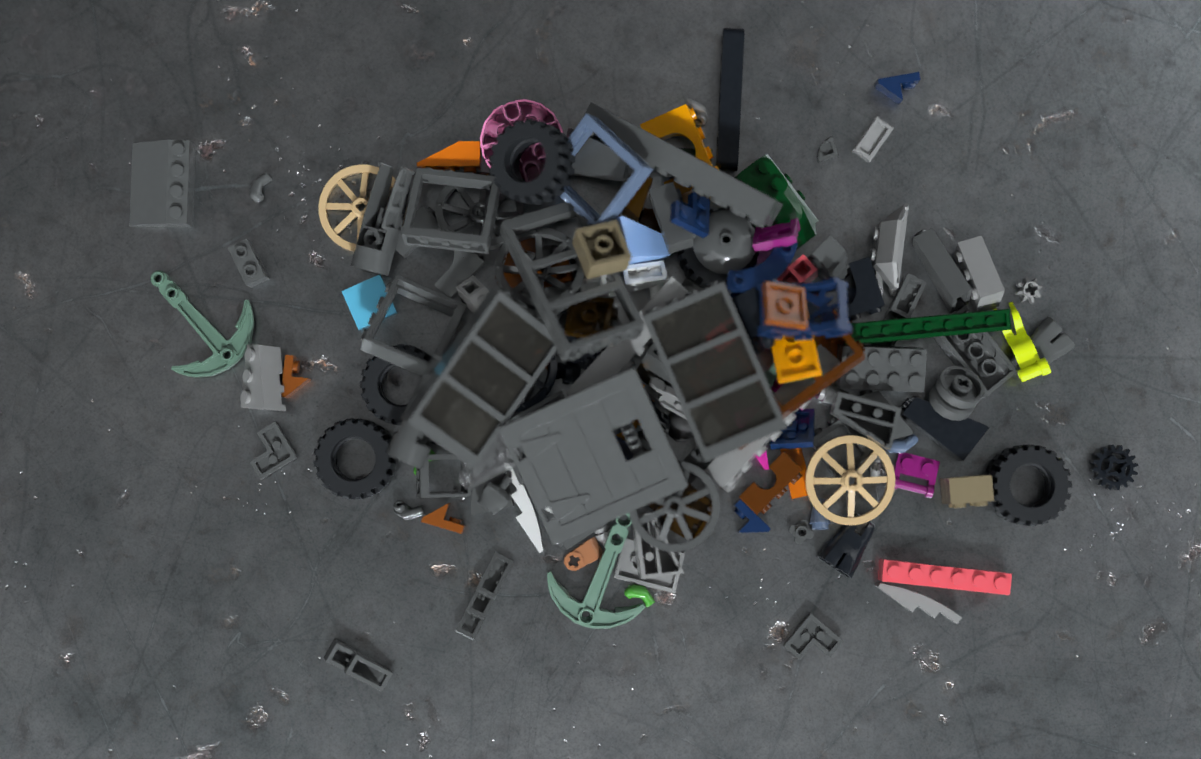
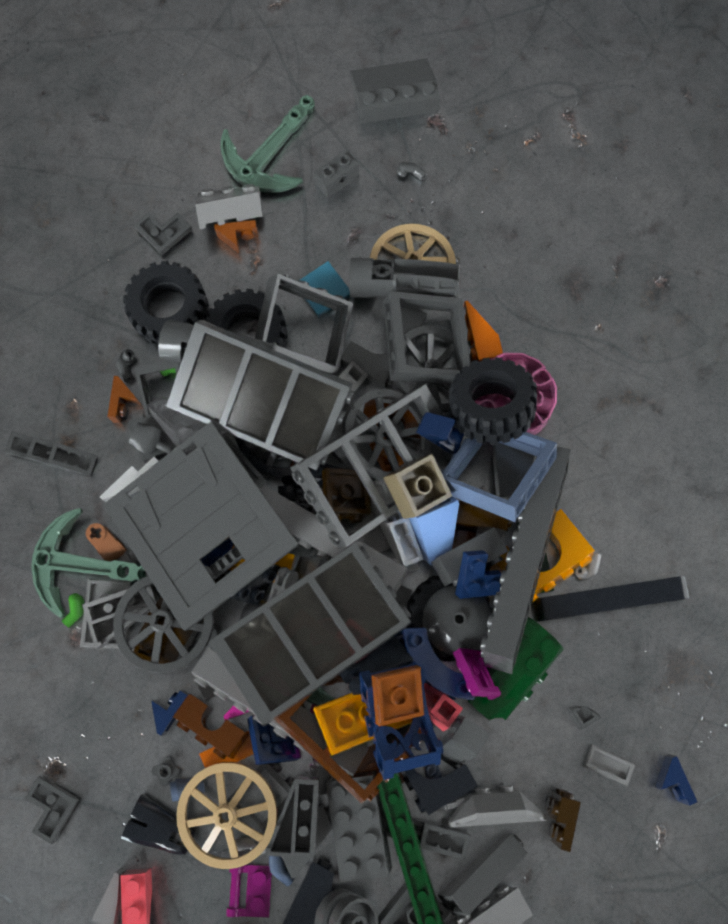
camera: 80 degrees right, 10 degrees down
(550, 217) = (440, 432): none -> dark blue slope
(903, 187) = (565, 811): none -> dark brown plate

